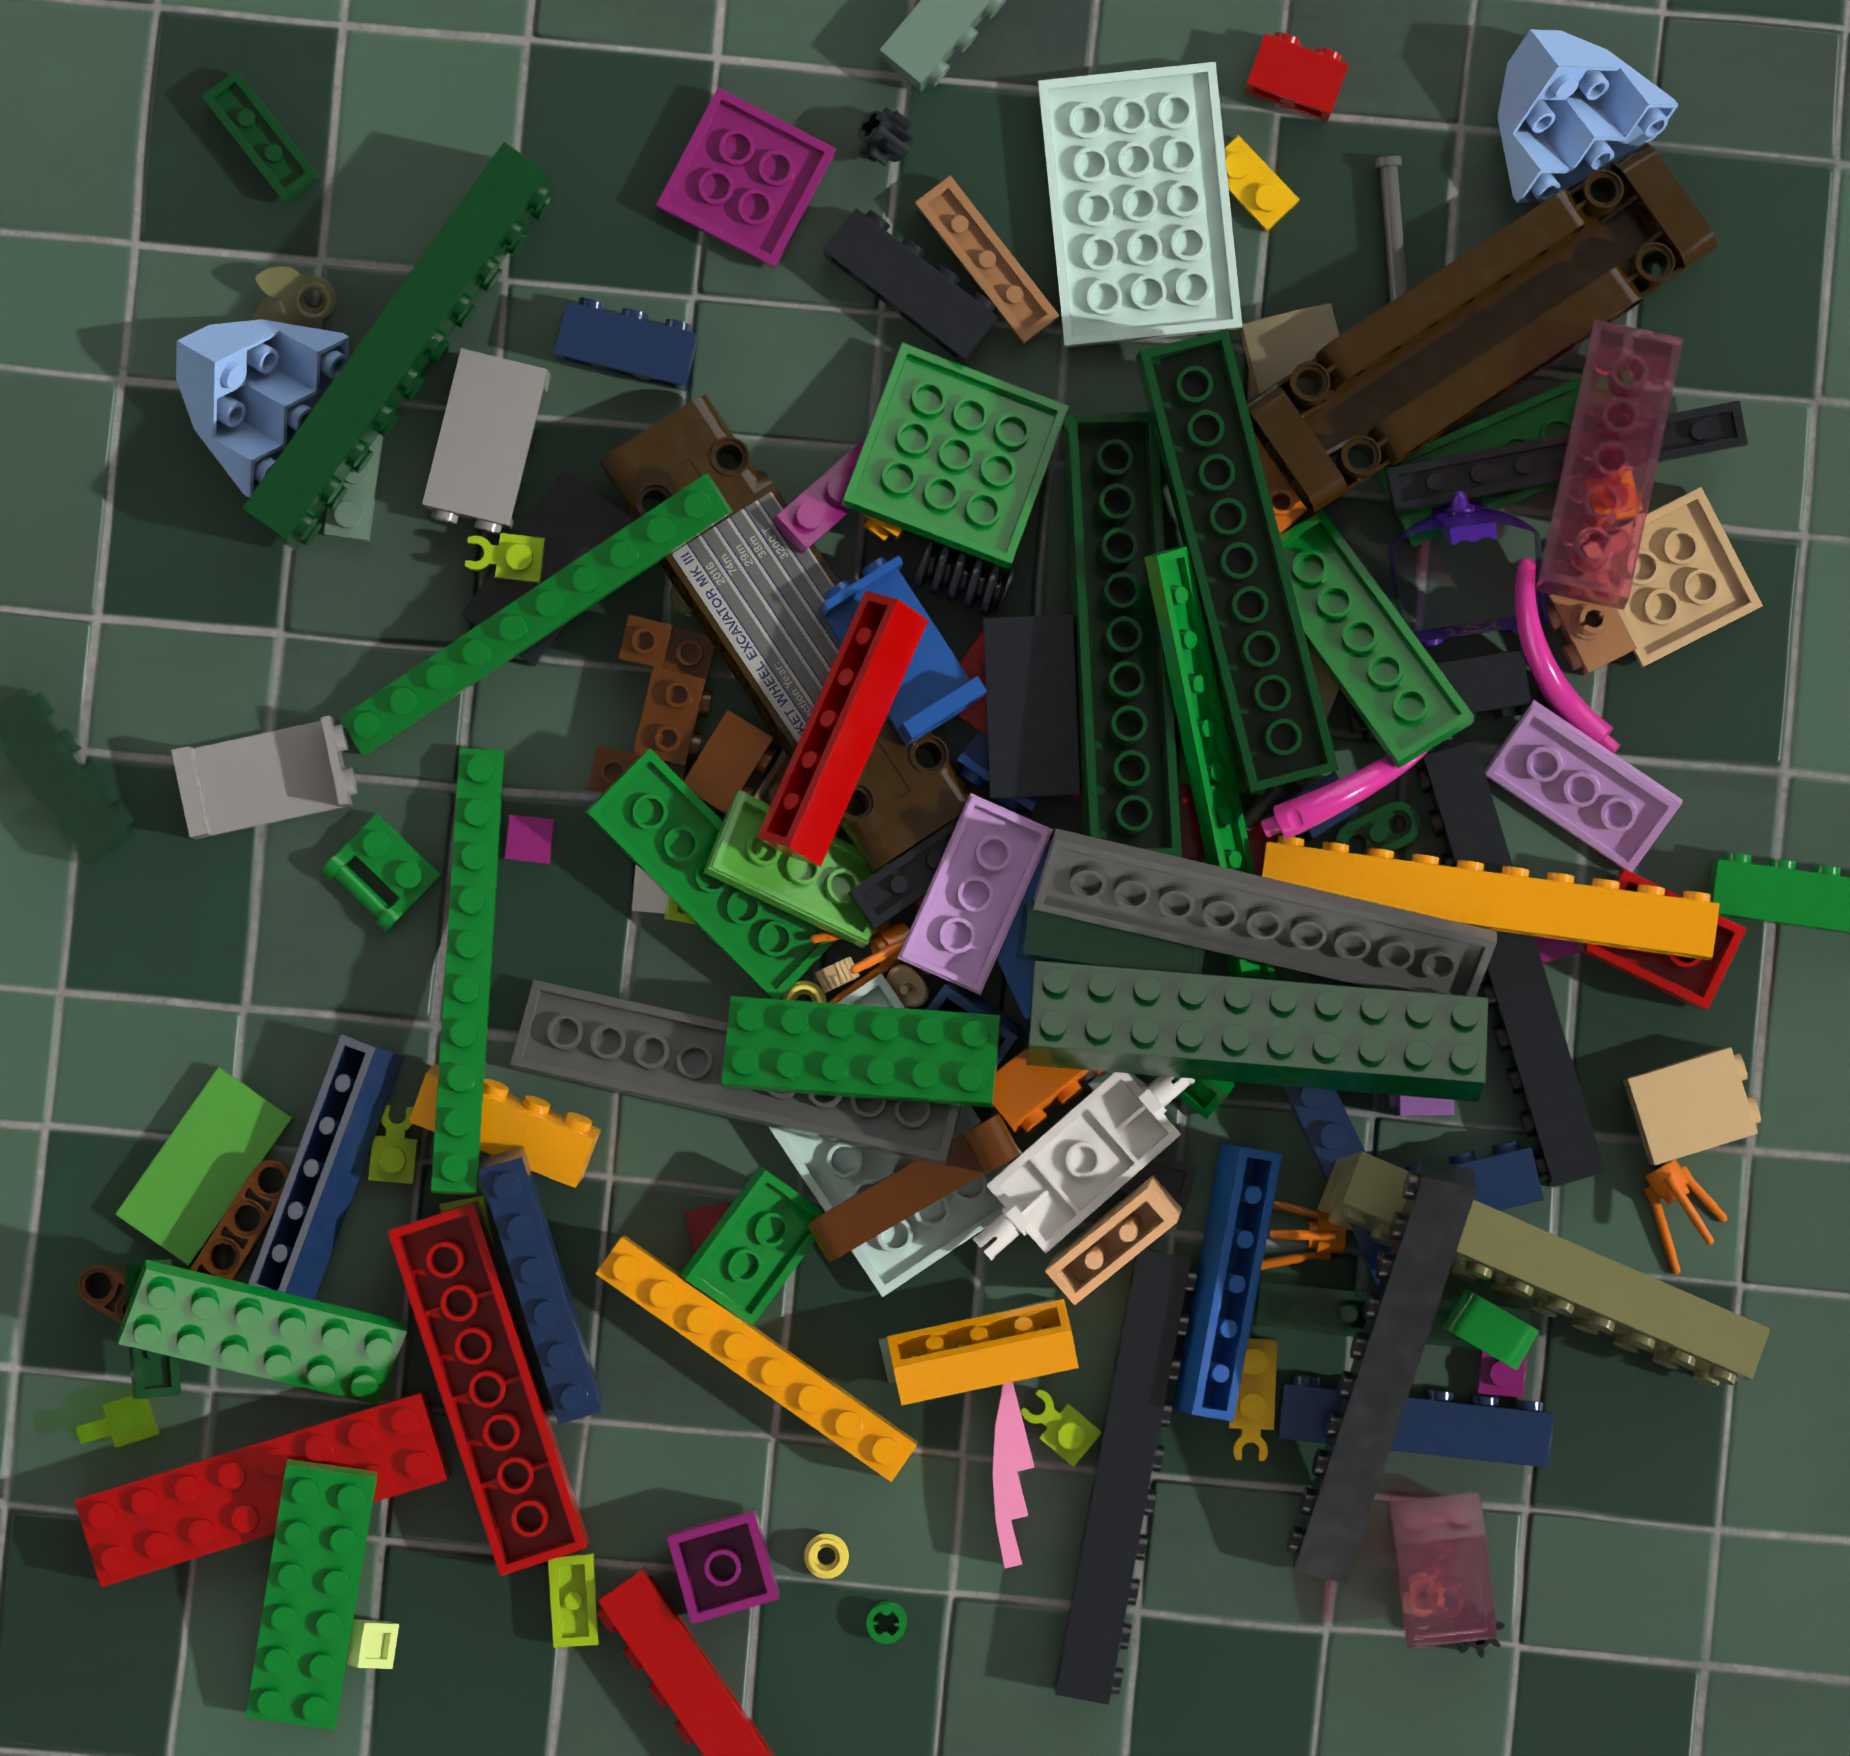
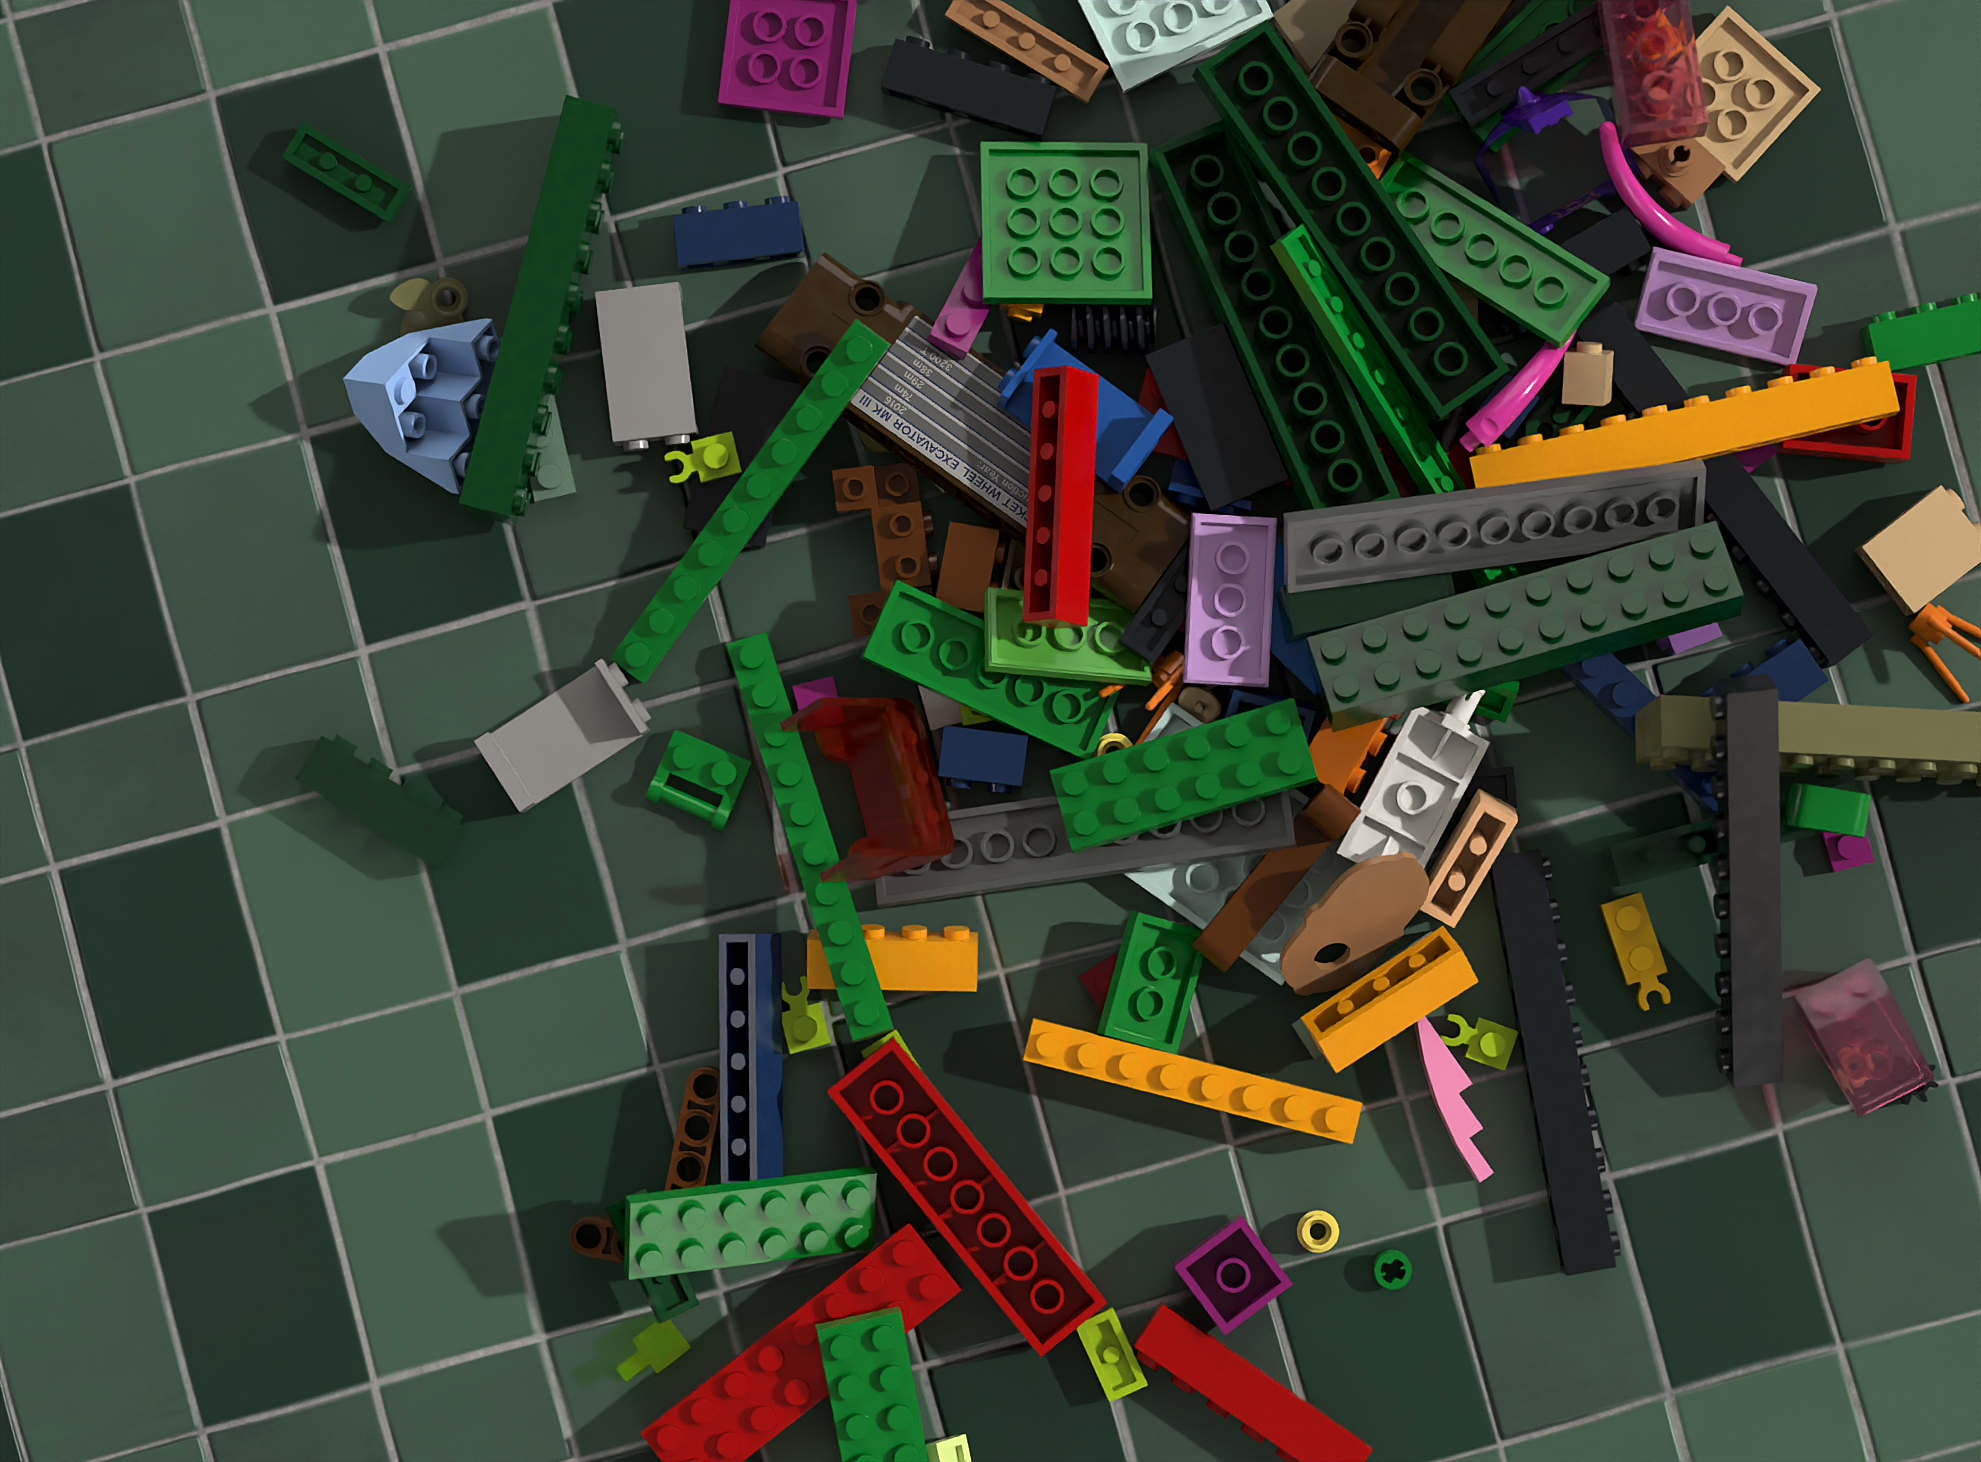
camera: 25 degrees left, 0 degrees up
(204, 1165) = (640, 1096): bright green tile -> none
(540, 1285) = (978, 1087): dark blue brick -> none
(572, 948) = (891, 779): none -> clear red windscreen
(671, 957) = (982, 758): none -> dark blue brick
(836, 975) = (1133, 718): tan axle -> none
(991, 1254) = (1361, 910): none -> medium nougat piece
(1227, 1282) = (1578, 857): blue brick -> none
(1319, 1234) = (1643, 785): orange plant -> none
(1417, 804) = (1587, 375): none -> tan brick
(1432, 1424) = (1806, 914): dark blue brick -> none

